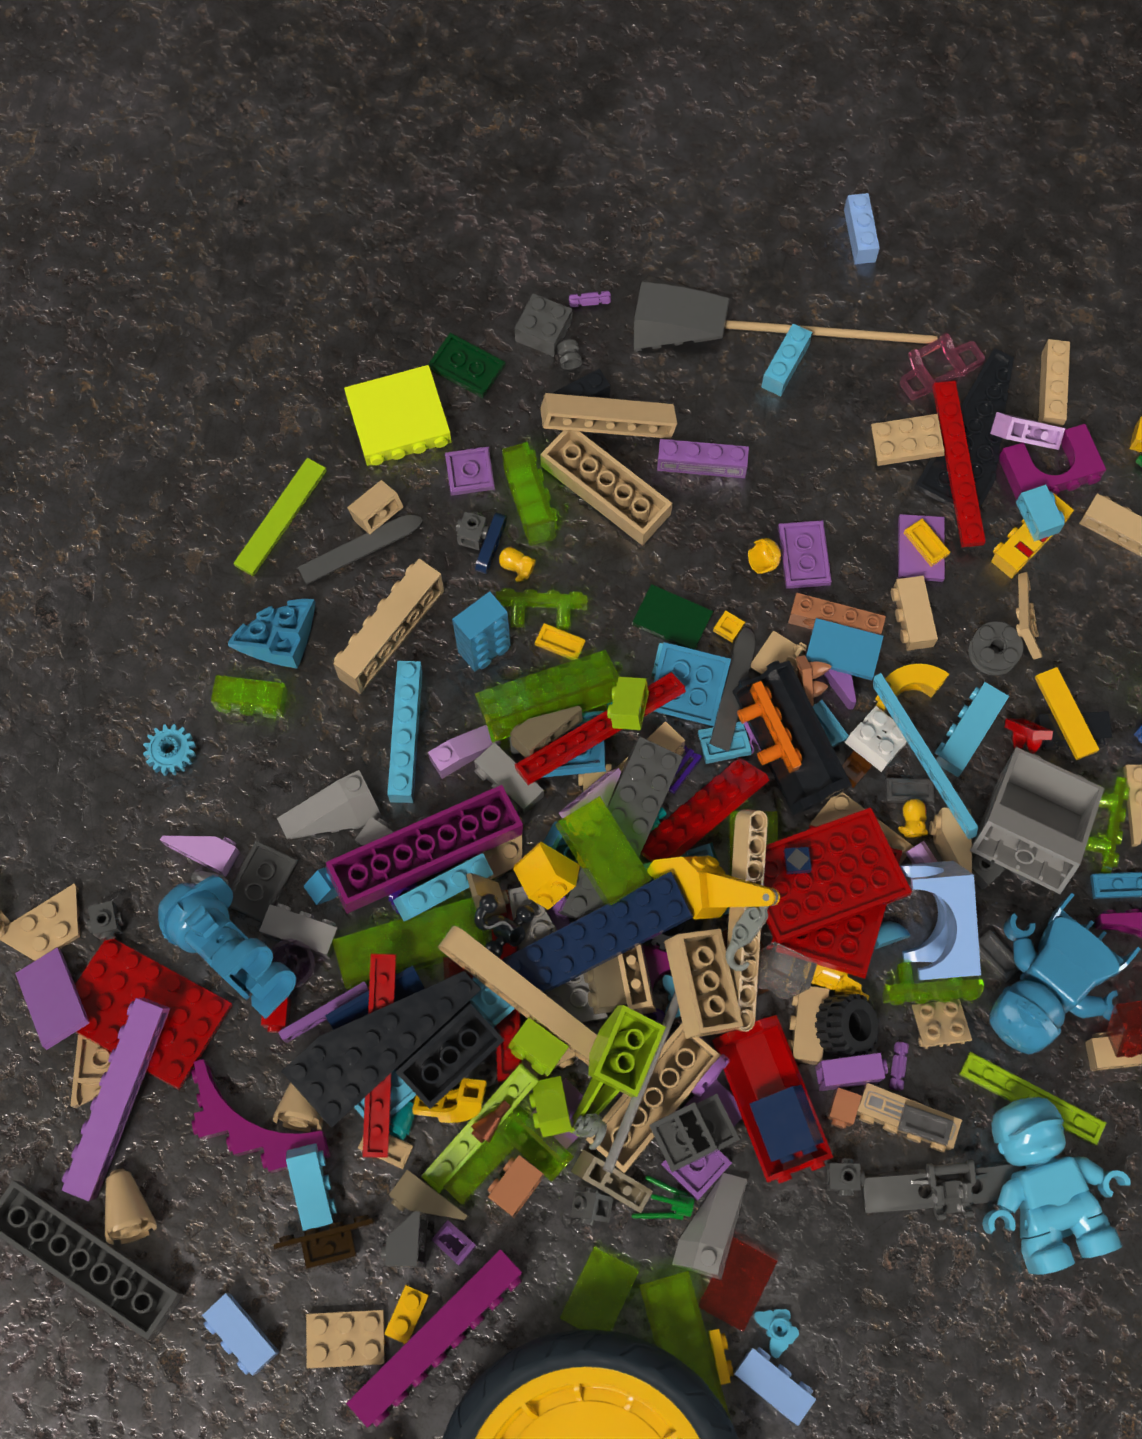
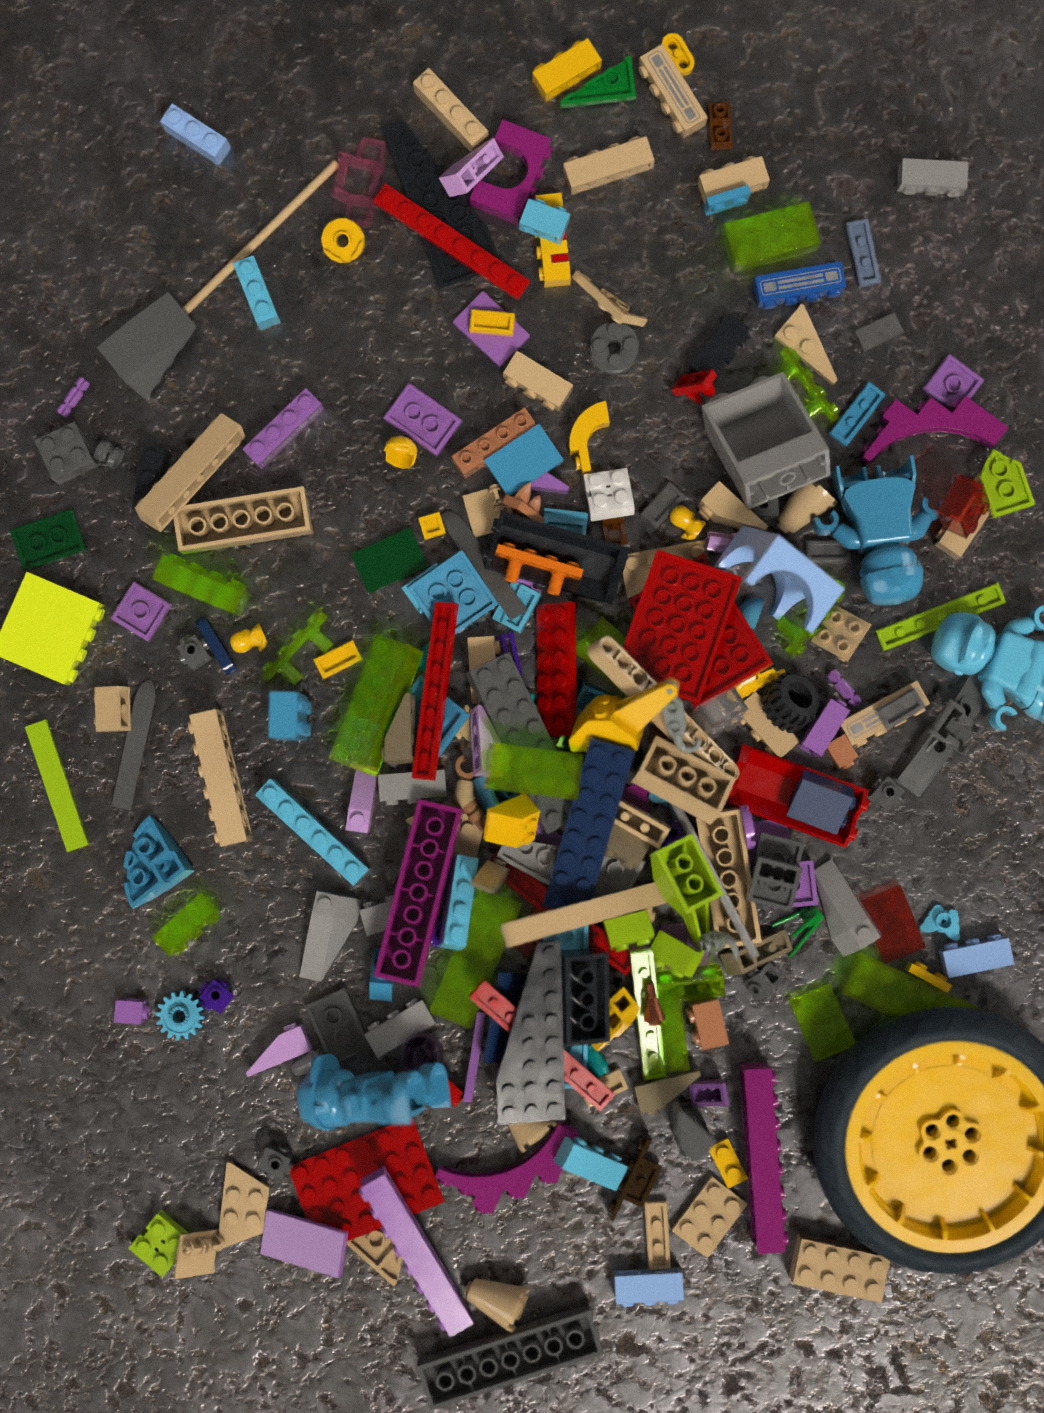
camera: 50 degrees left, 15 degrees up
(142, 709) = (131, 1011): none -> medium lavender brick
(210, 770) = (223, 999): none -> dark purple brick
(292, 1305) = (657, 1234): none -> tan tile
(503, 928) = (526, 882): black piece -> none
(537, 823) = (465, 798): none -> piece
(628, 703) = (436, 656): lime brick -> none
(797, 860) = (653, 637): dark blue tile -> none
(885, 400) = (330, 240): none -> yellow tile
(907, 439) = (399, 261): tan plate -> none
(925, 756) = (653, 478): medium azure tile -> none
(971, 729) = (657, 421): medium azure brick -> none
(1021, 897) = (804, 506): none -> tan cone
(1066, 713) = (706, 345): yellow tile -> none

